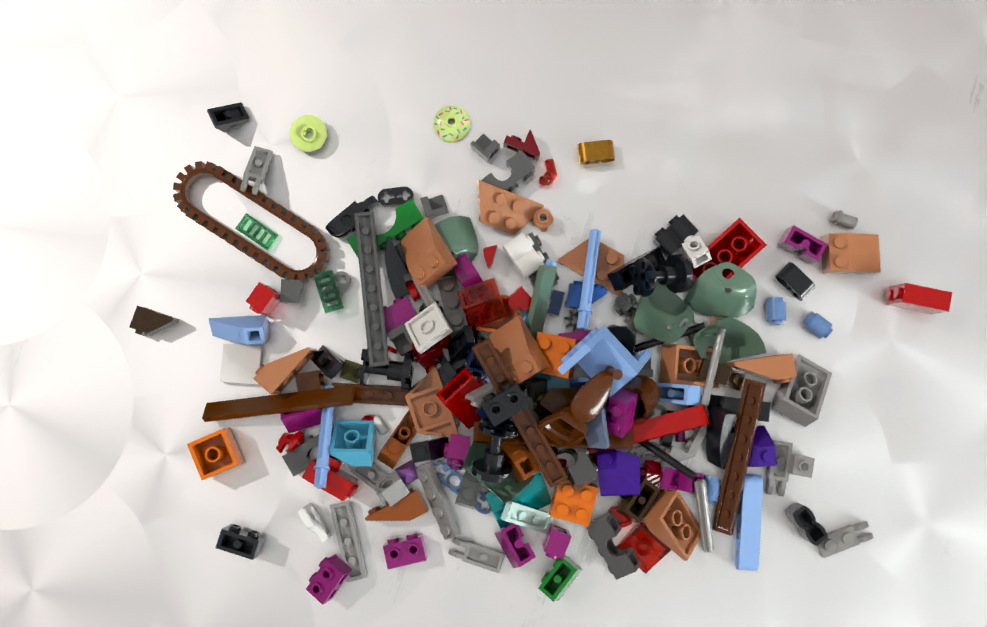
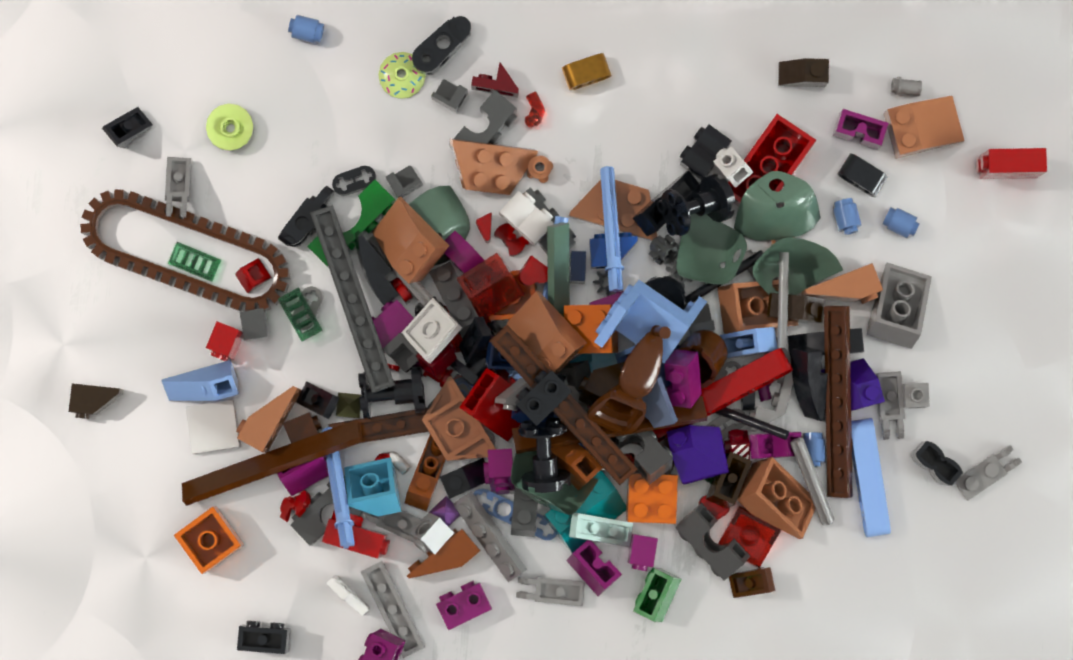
camera: 15 degrees left, 0 degrees up
(300, 252) = (252, 275): none -> red slope
(385, 71) = (306, 29): none -> medium blue brick
(500, 97) = (454, 30): none -> black piece
(504, 264) = (514, 244): none -> red piece
(638, 585) = (752, 582): none -> reddish brown slope
(766, 191) = (804, 72): none -> dark brown slope

